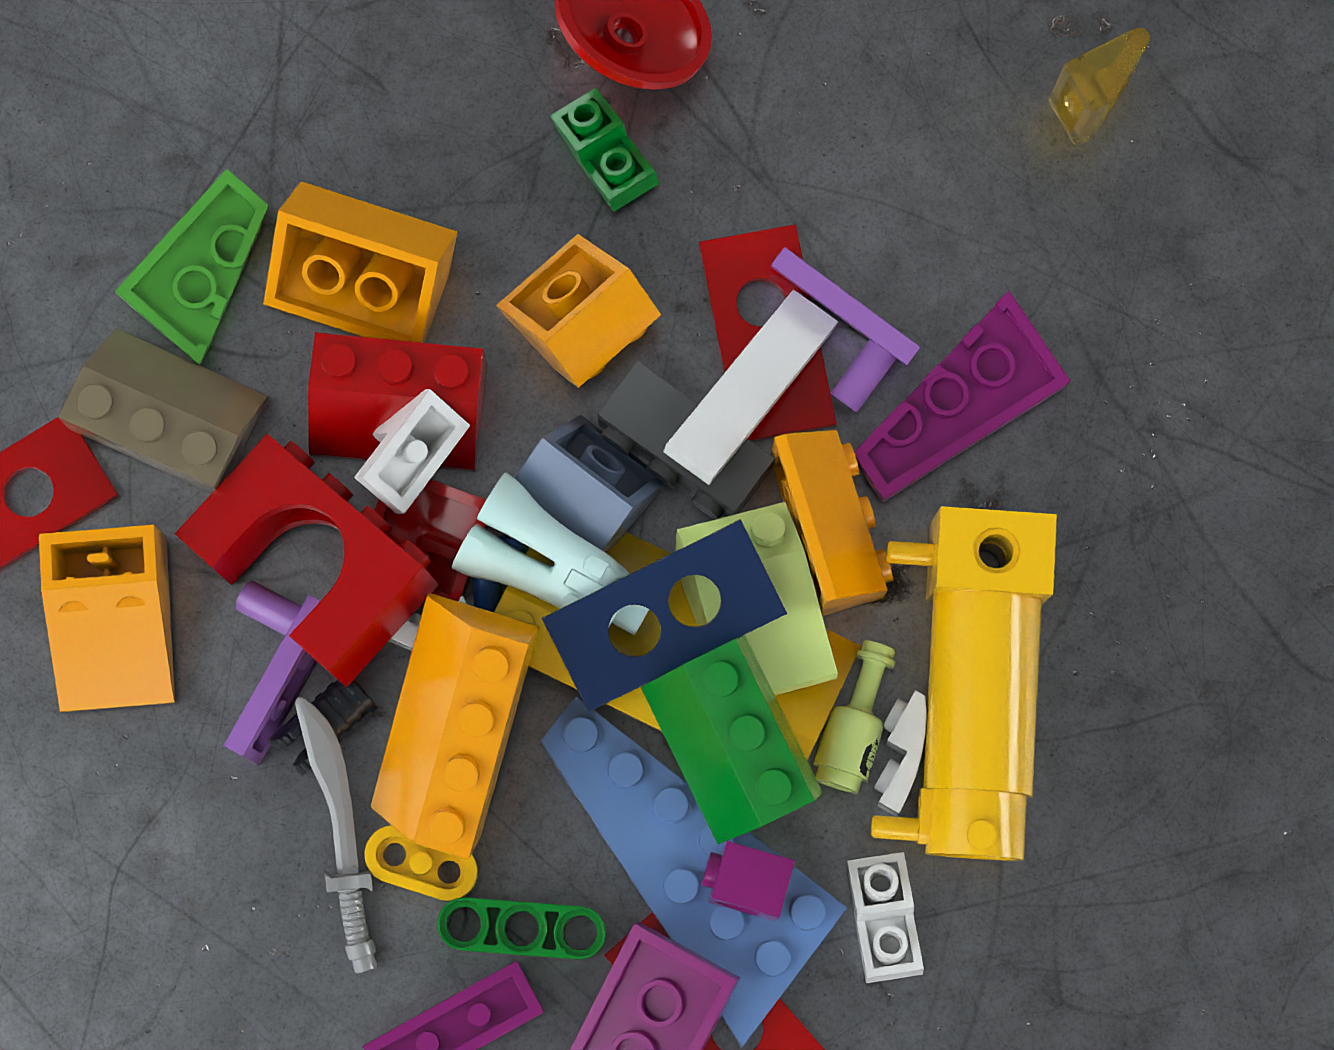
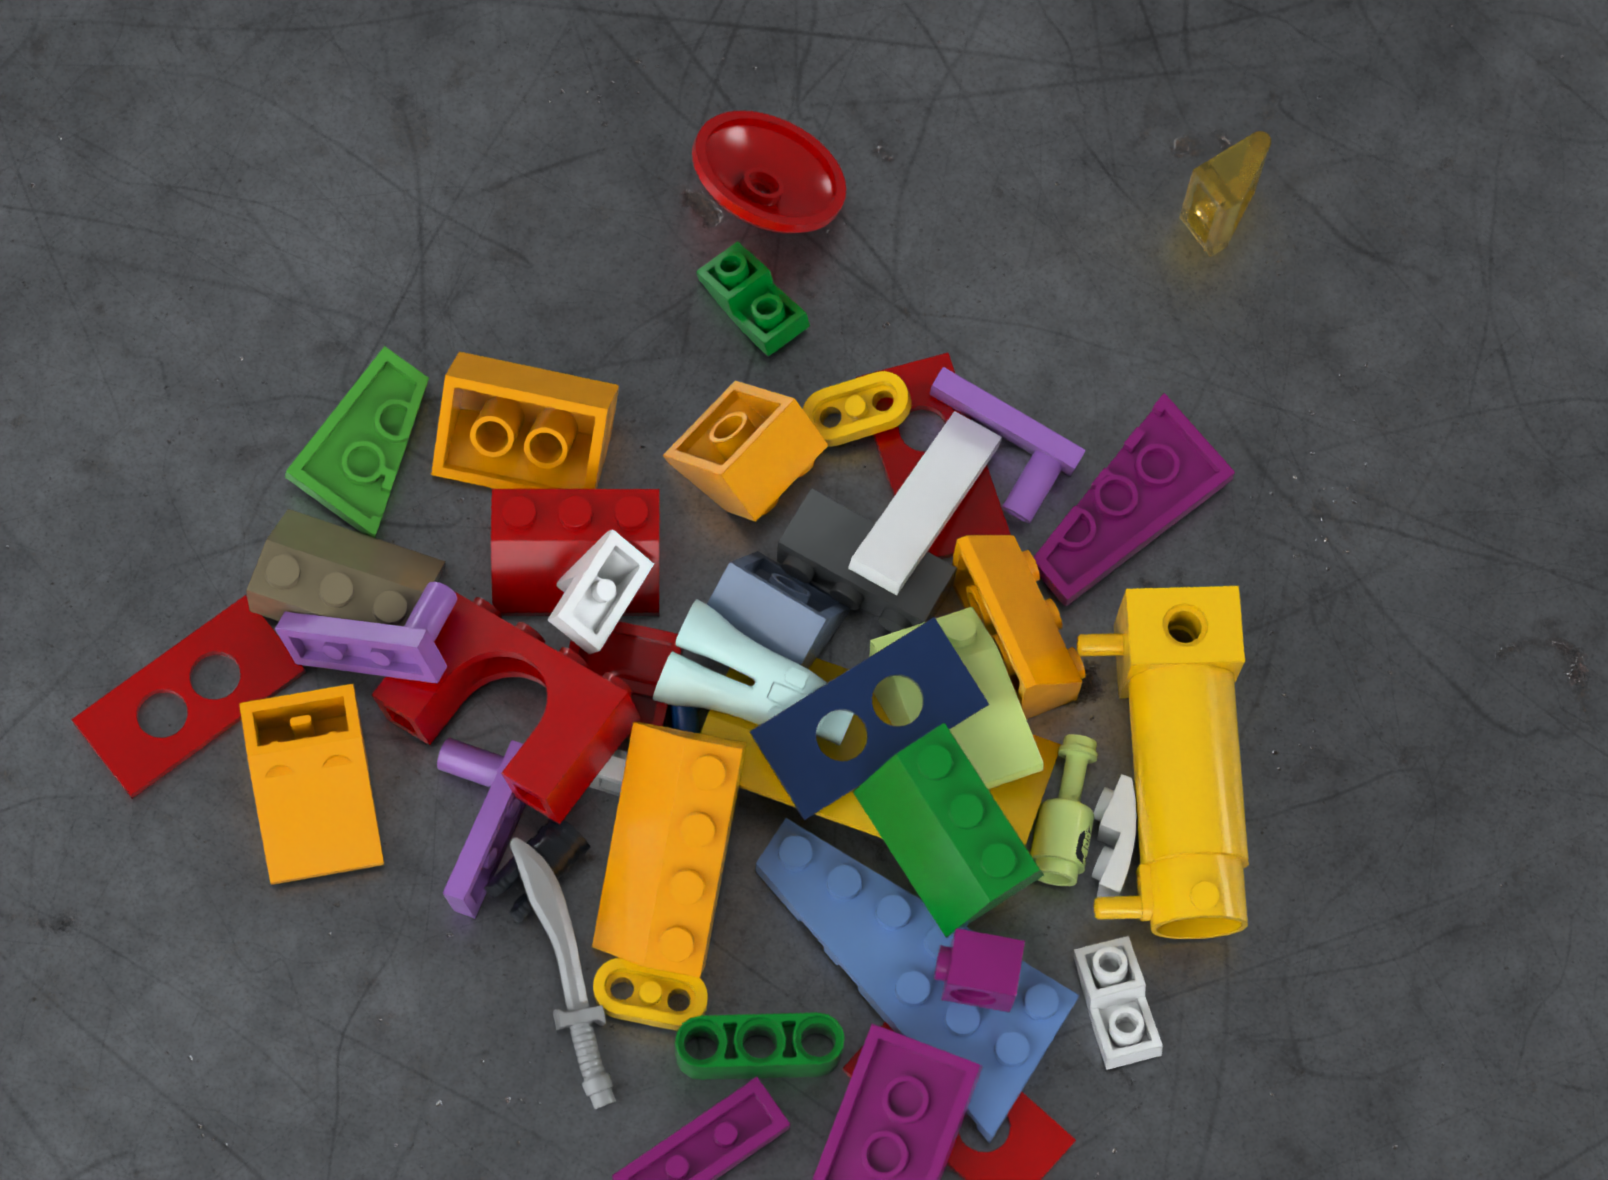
camera: 10 degrees left, 10 degrees down
(180, 490) = (370, 646): none -> medium lavender piece
(696, 277) = (857, 406): none -> yellow plate

